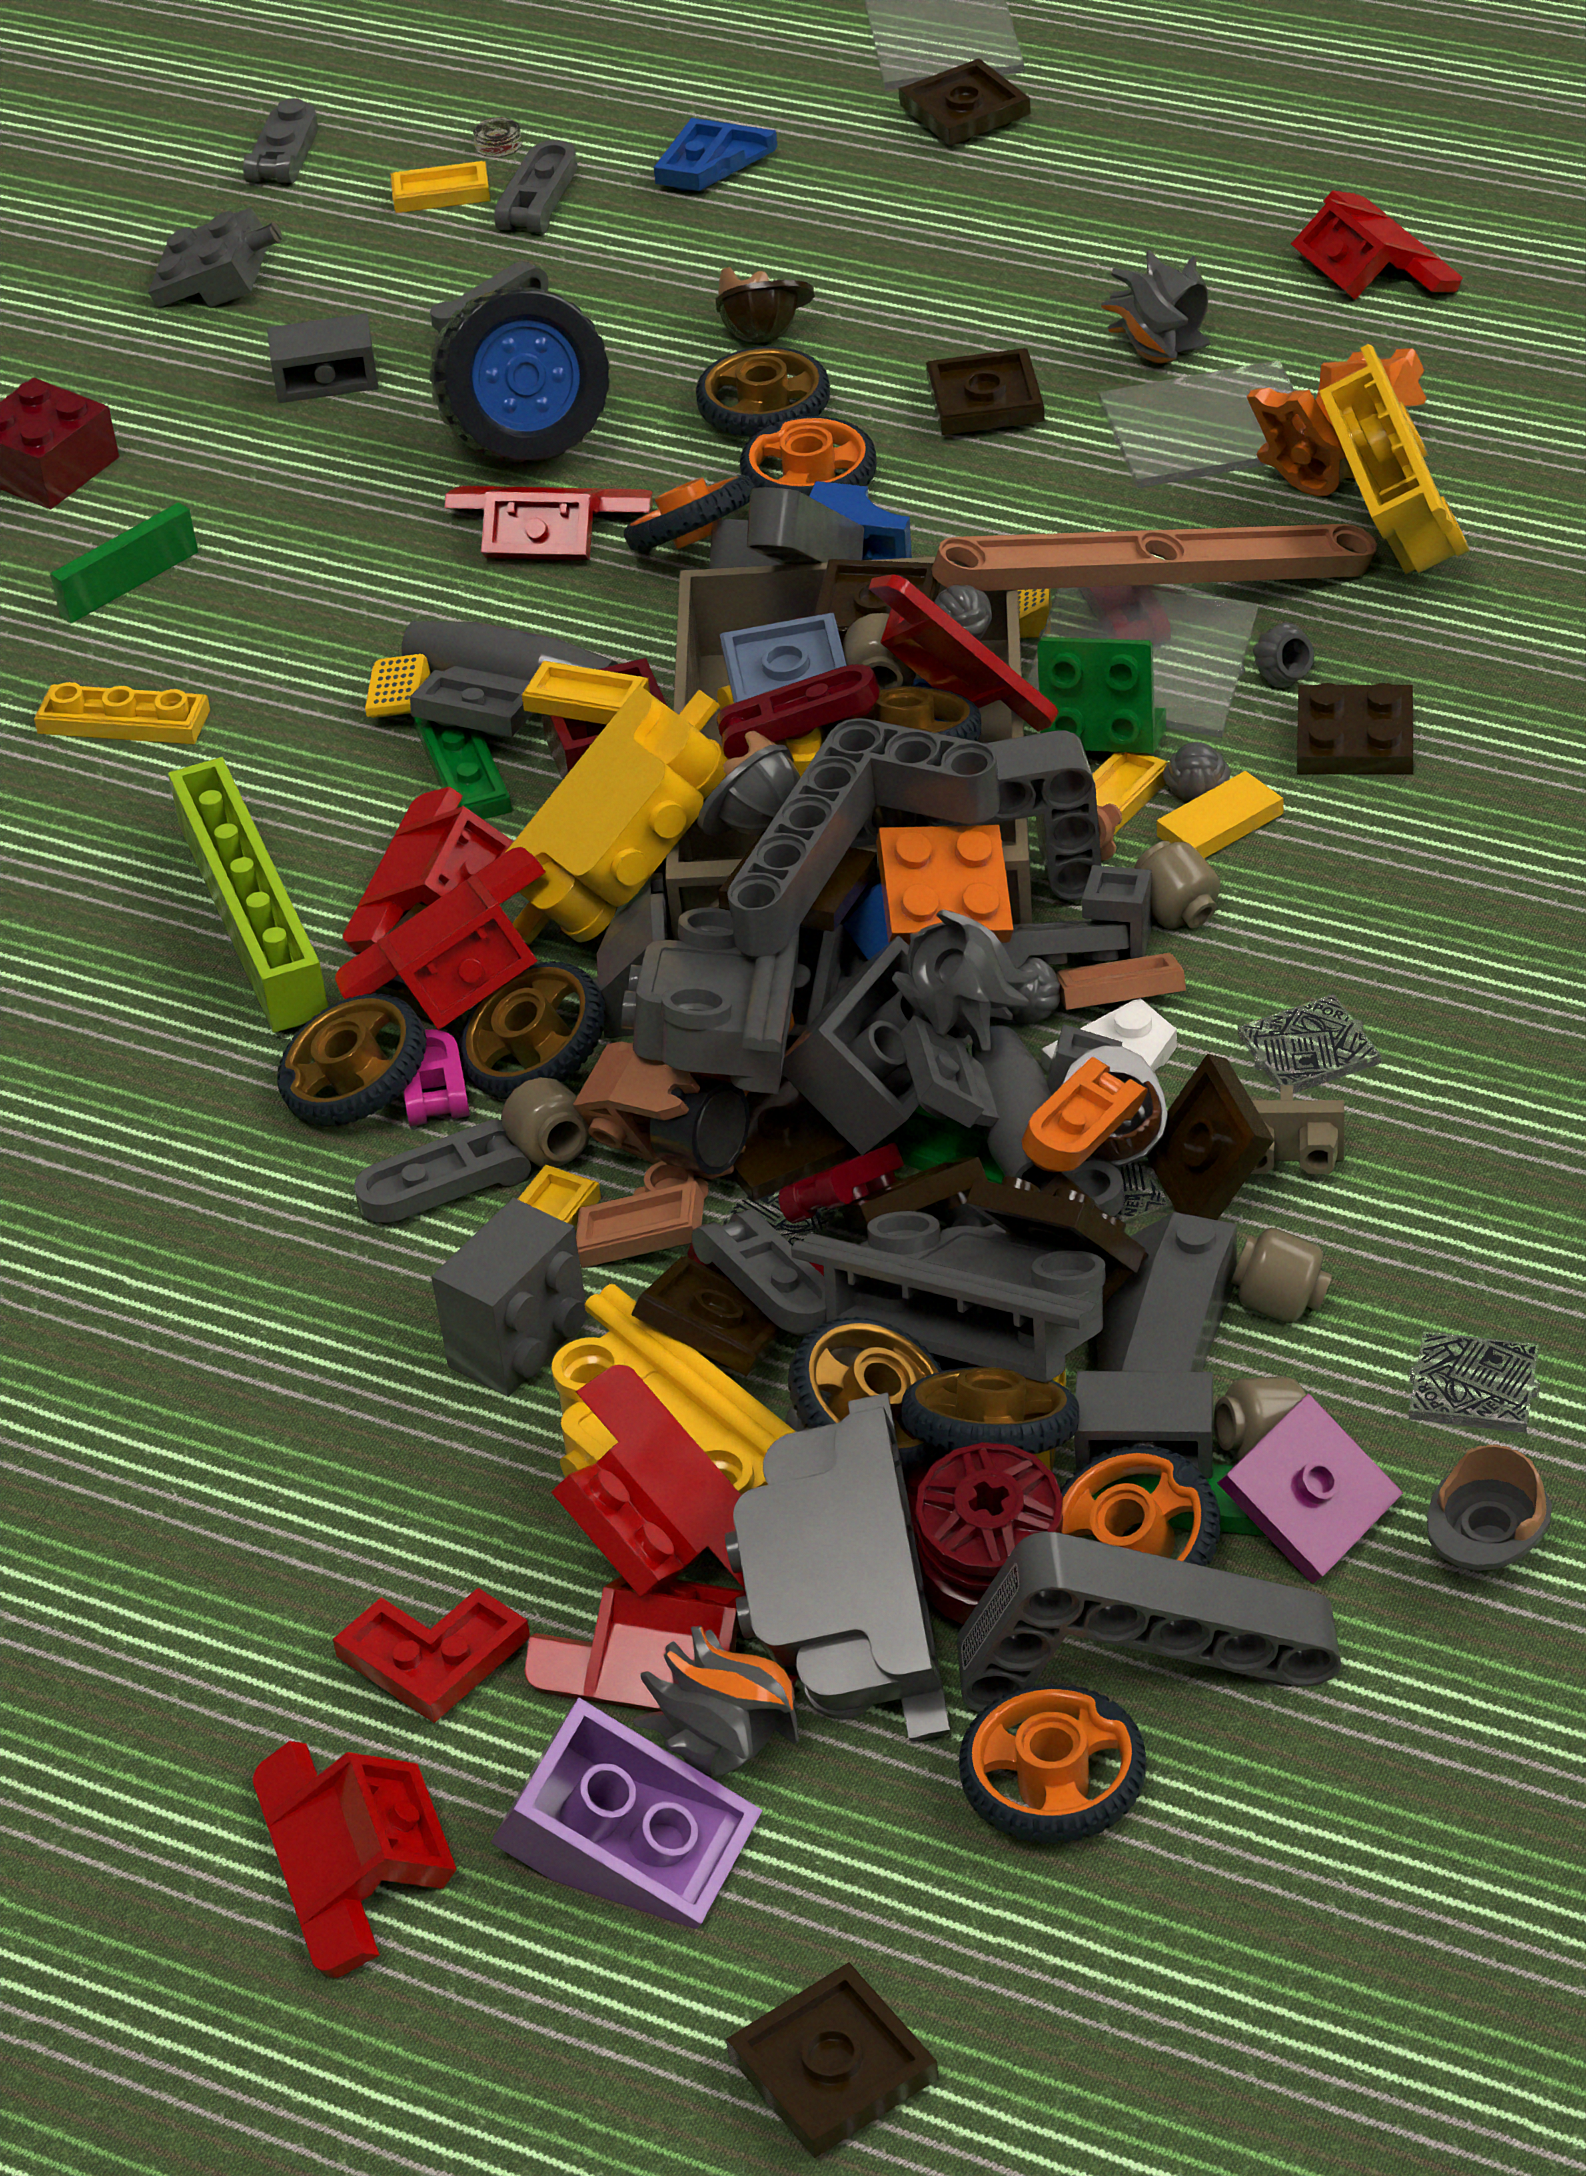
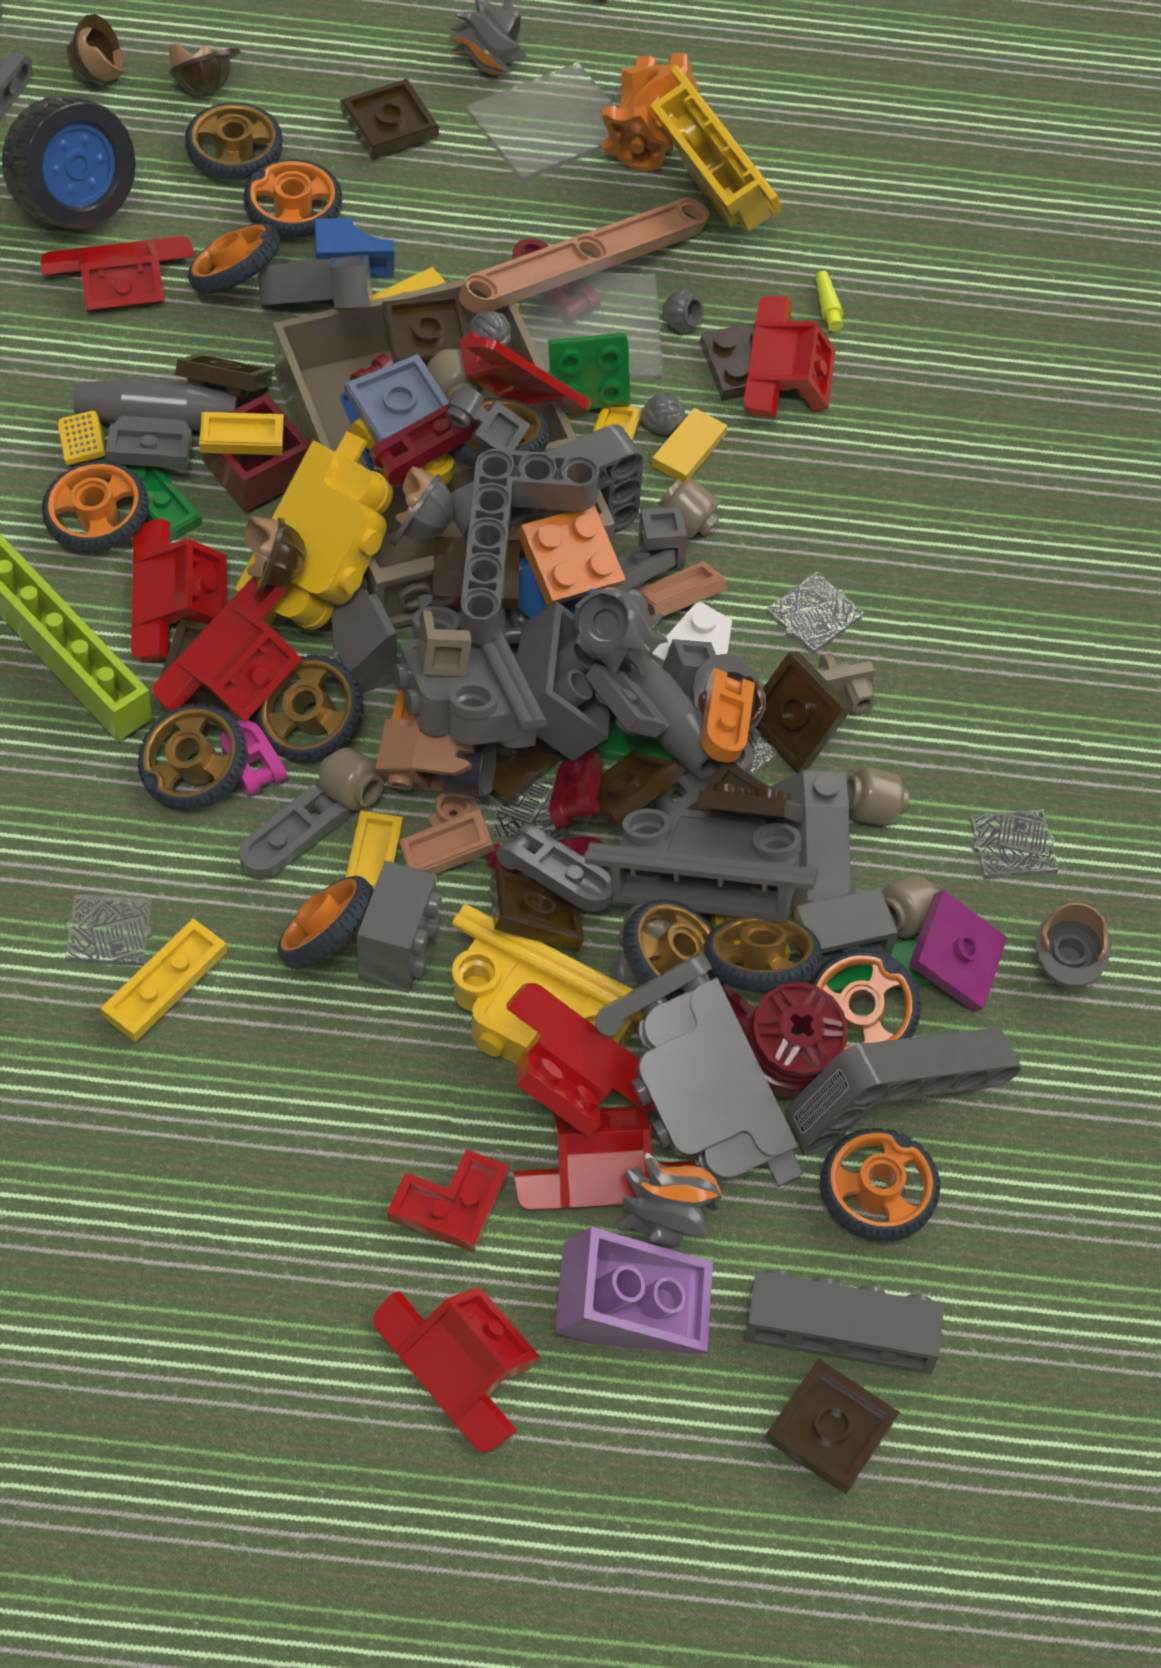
camera: 30 degrees left, 15 degrees up
(151, 1245) = (108, 930): none -> clear piece
(186, 1310) = (163, 980): none -> yellow plate
(376, 763) = (95, 505): none -> orange wheel
(406, 1274) = (325, 922): none -> wheel
(539, 818) = (277, 552): none -> dark brown piece
(607, 638) = (235, 376): none -> dark brown plate
(631, 273) = (95, 51): none -> piece
(690, 945) = (442, 650): none -> dark tan panel
(742, 1436) = (651, 994): none -> dark grey plate
(879, 697) = (495, 427): none -> dark grey plate
(913, 1927) = (844, 1321): none -> dark grey brick
(1406, 720) = (786, 358): none -> red plate
(1507, 677) = (829, 302): none -> neon yellow animal

